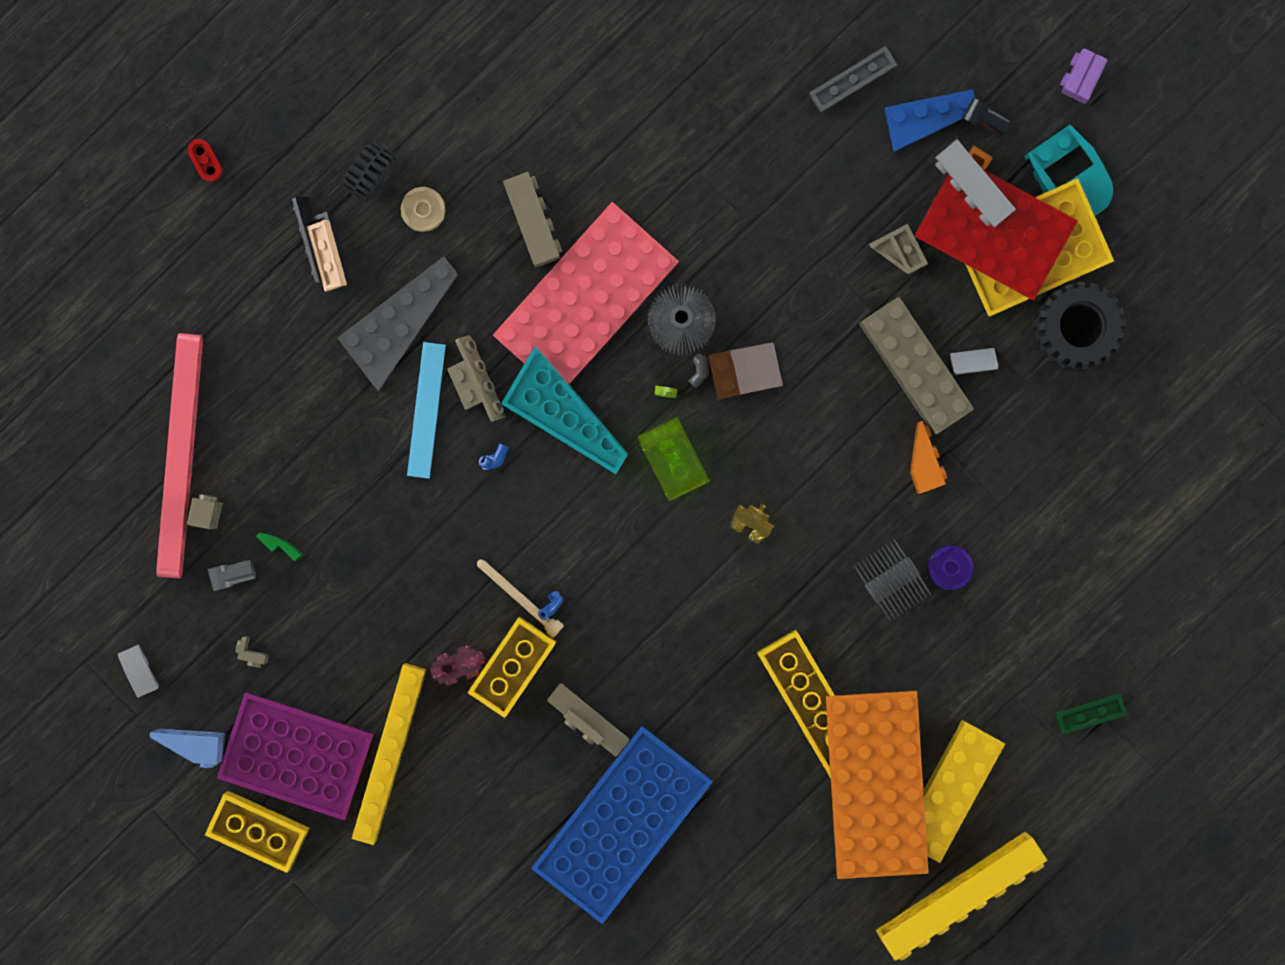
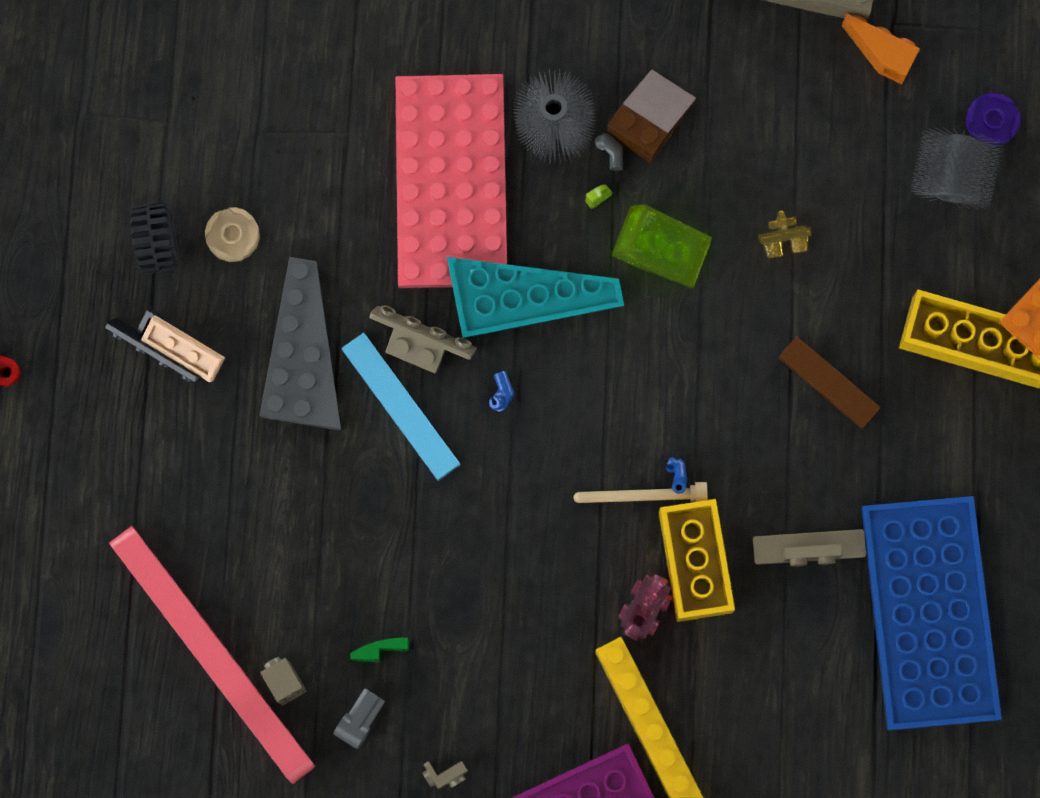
camera: 45 degrees left, 10 degrees down
(531, 219) = (338, 152): dark tan brick -> none
(694, 634) = (829, 382): none -> reddish brown tile

